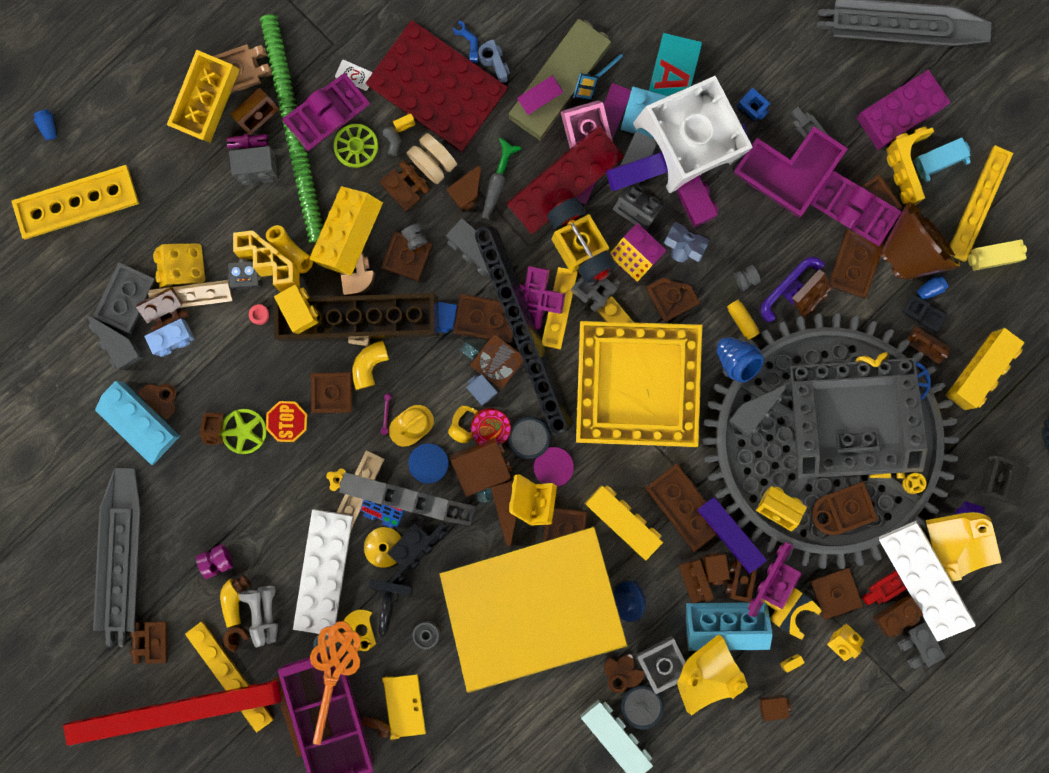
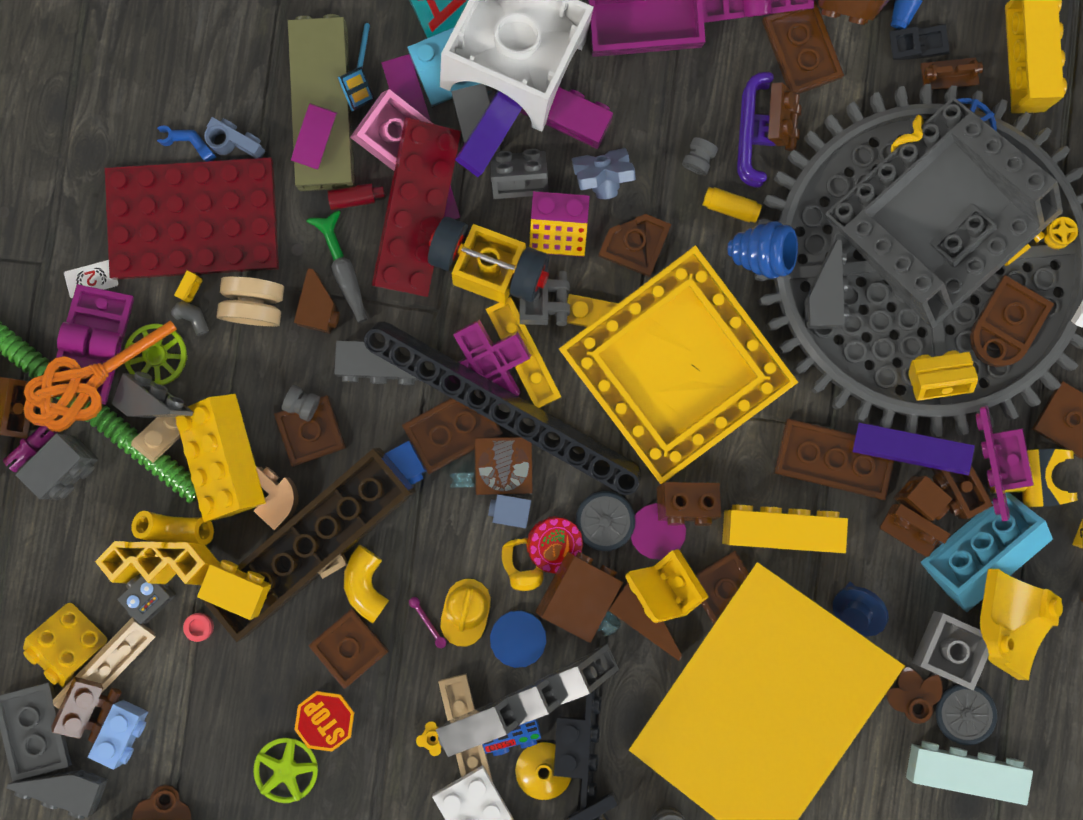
camera: 40 degrees left, 0 degrees up
(212, 428) = (247, 796): reddish brown bracket -> none
(282, 116) = (97, 373): none -> orange piece
(322, 191) = (157, 437): none -> tan plate
(330, 163) = (142, 397): none -> dark grey slope
(400, 190) = (245, 364): reddish brown plate -> none
(536, 145) = (354, 196): none -> dark red cylinder
(583, 464) = (688, 502): none -> reddish brown brick

